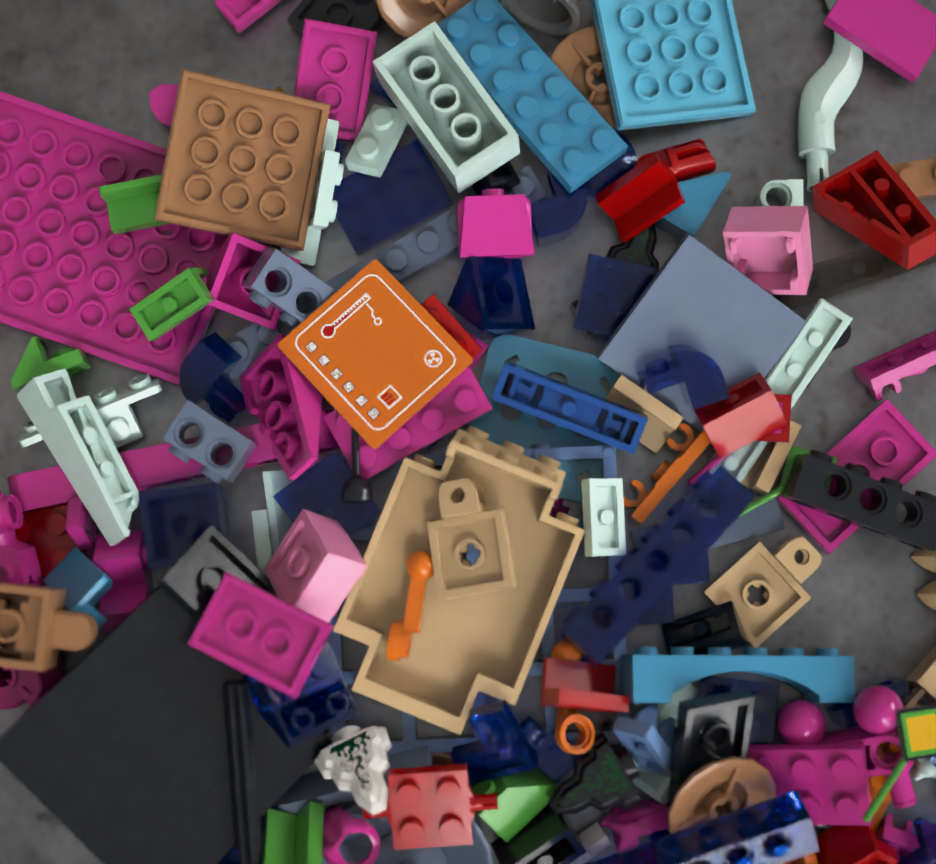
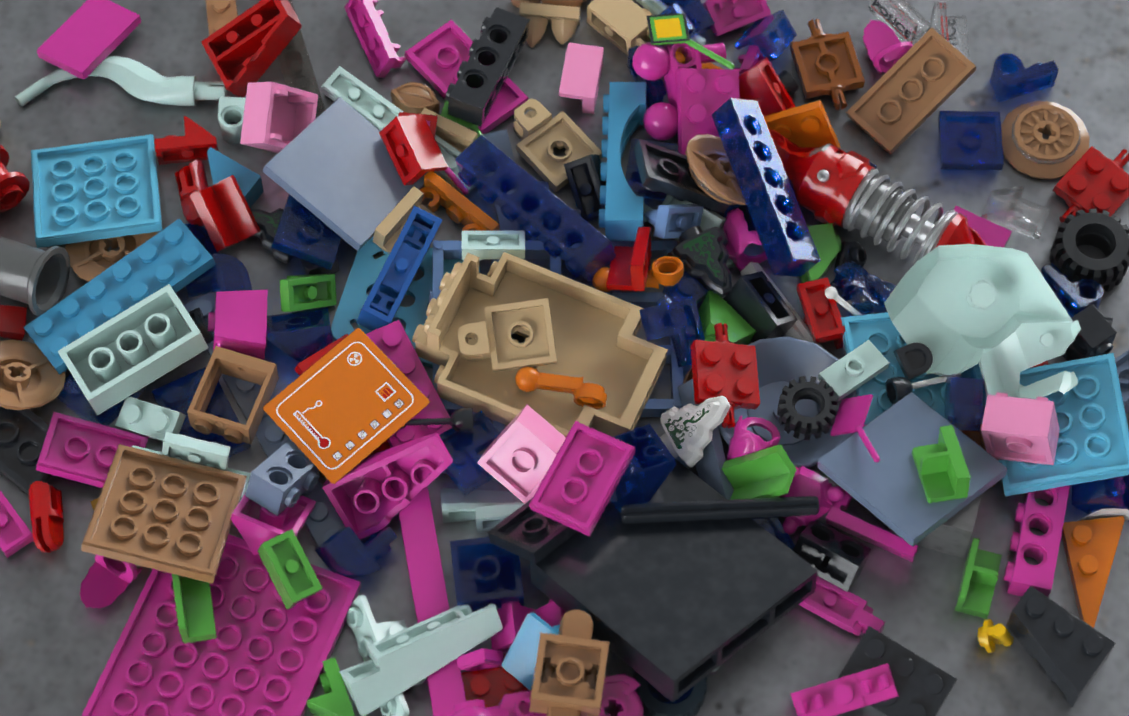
camera: 90 degrees left, 20 degrees down
(213, 436) = (408, 541): sand blue brick -> none
(258, 41) = (46, 516): none -> red arm
(364, 198) = (241, 367): none -> medium nougat window
(543, 301) = (307, 292): none -> bright green slope
(692, 369) = (378, 177): clear blue brick -> none
(739, 156) = (185, 148): none -> red slope
(820, 416) = (414, 98): none -> medium nougat hat
(866, 619) = (582, 74): none -> bright pink panel

